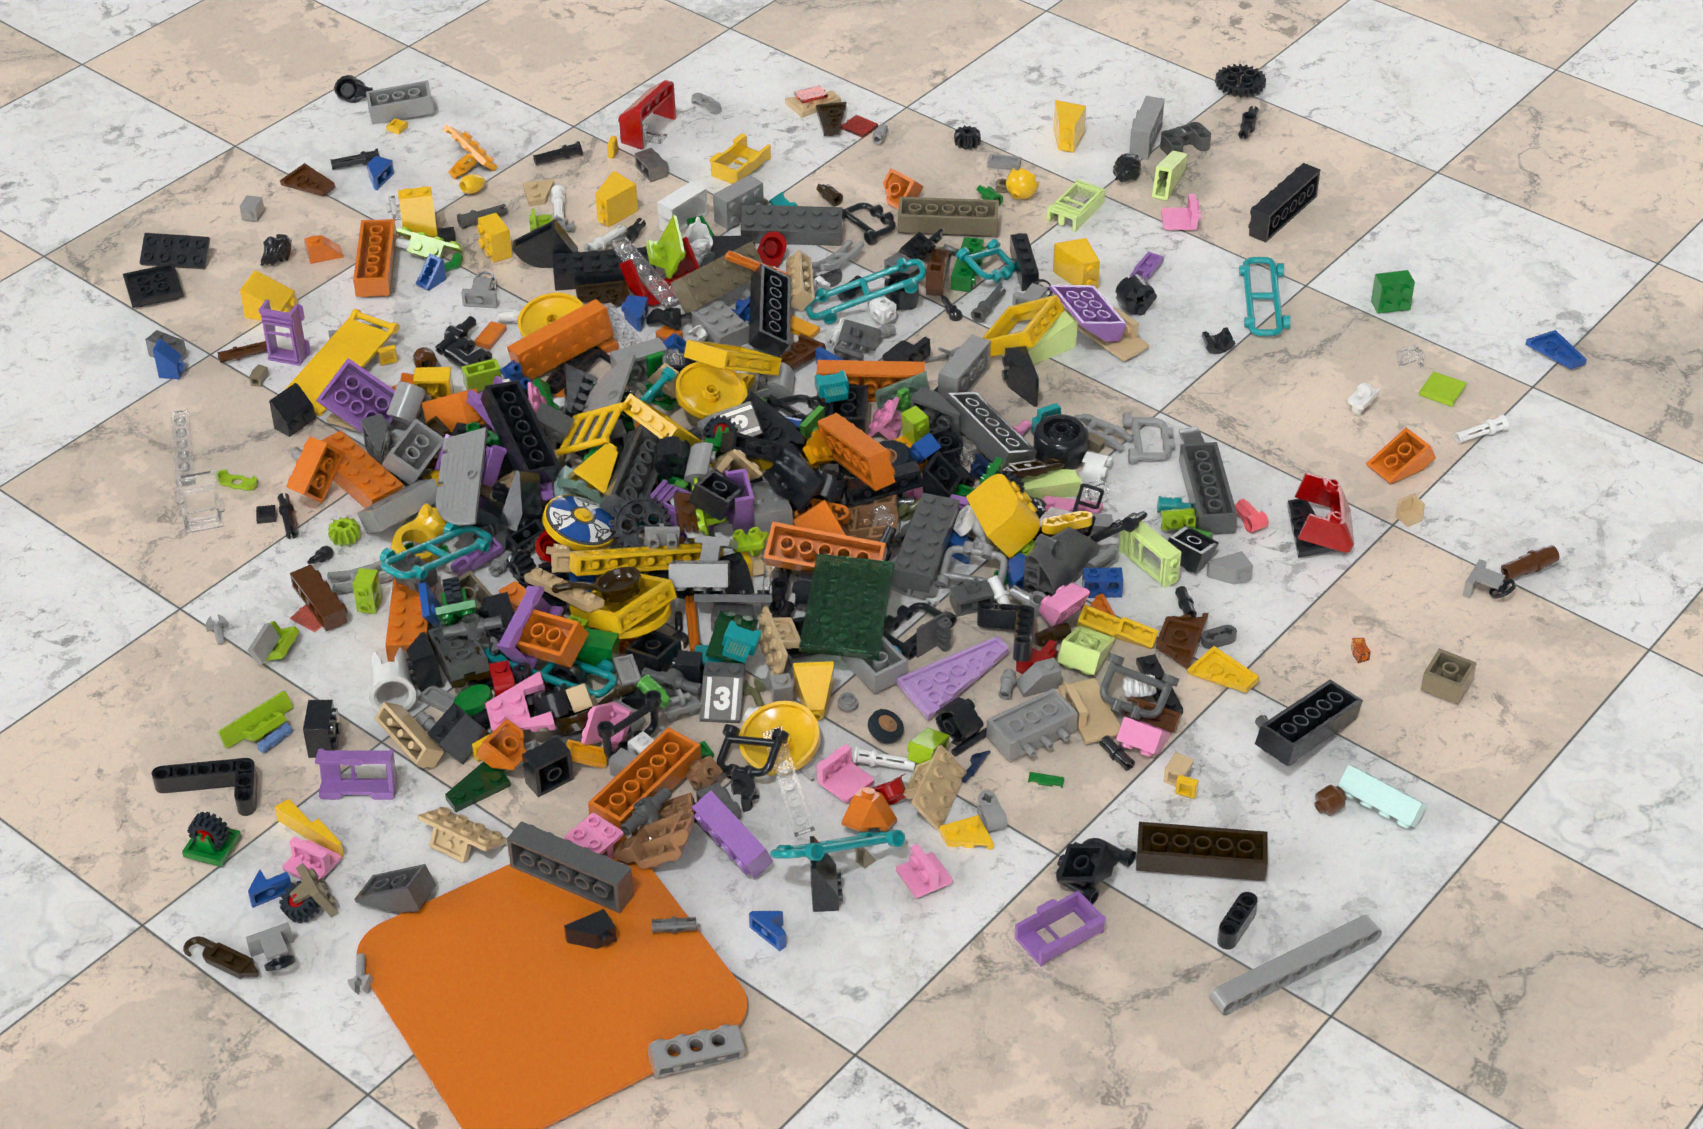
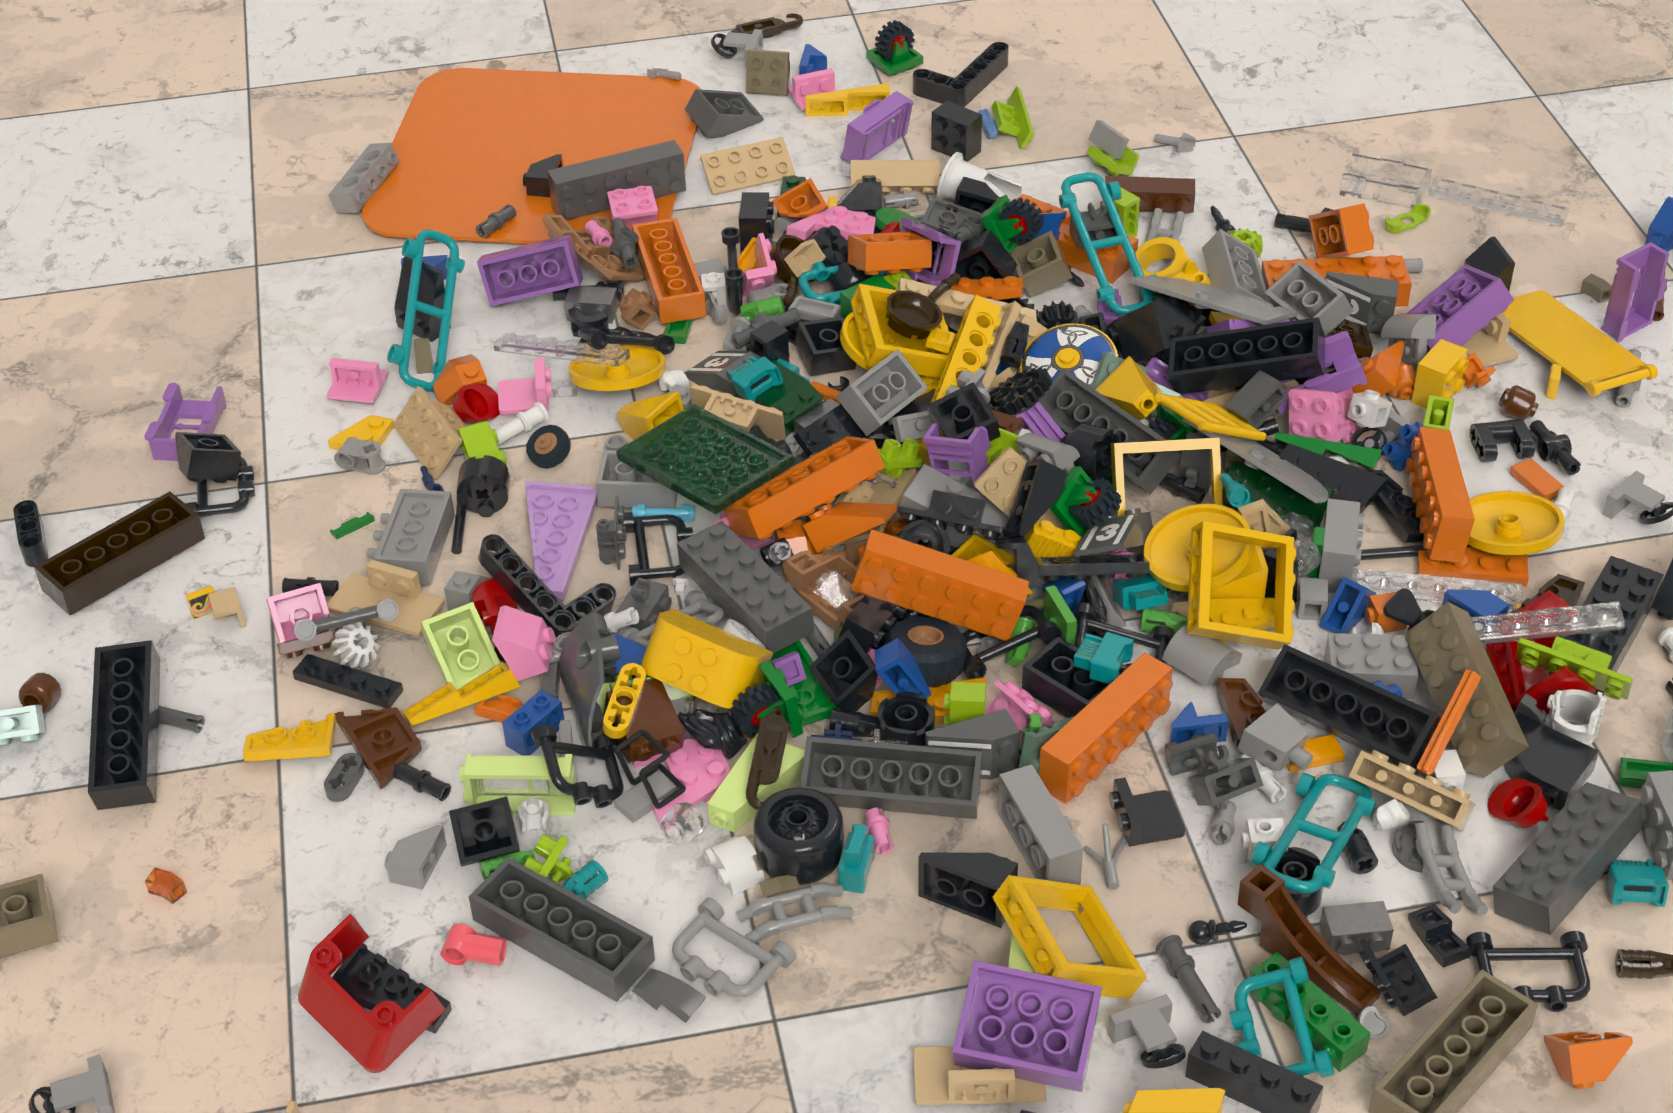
camera: 130 degrees right, 0 degrees up
(587, 543) = (1015, 340): none -> black hinge
(651, 829) = (599, 235): none -> bright pink pin
(815, 327) = (1276, 740): none -> light grey torso
(877, 251) = (1436, 934): none -> black slope

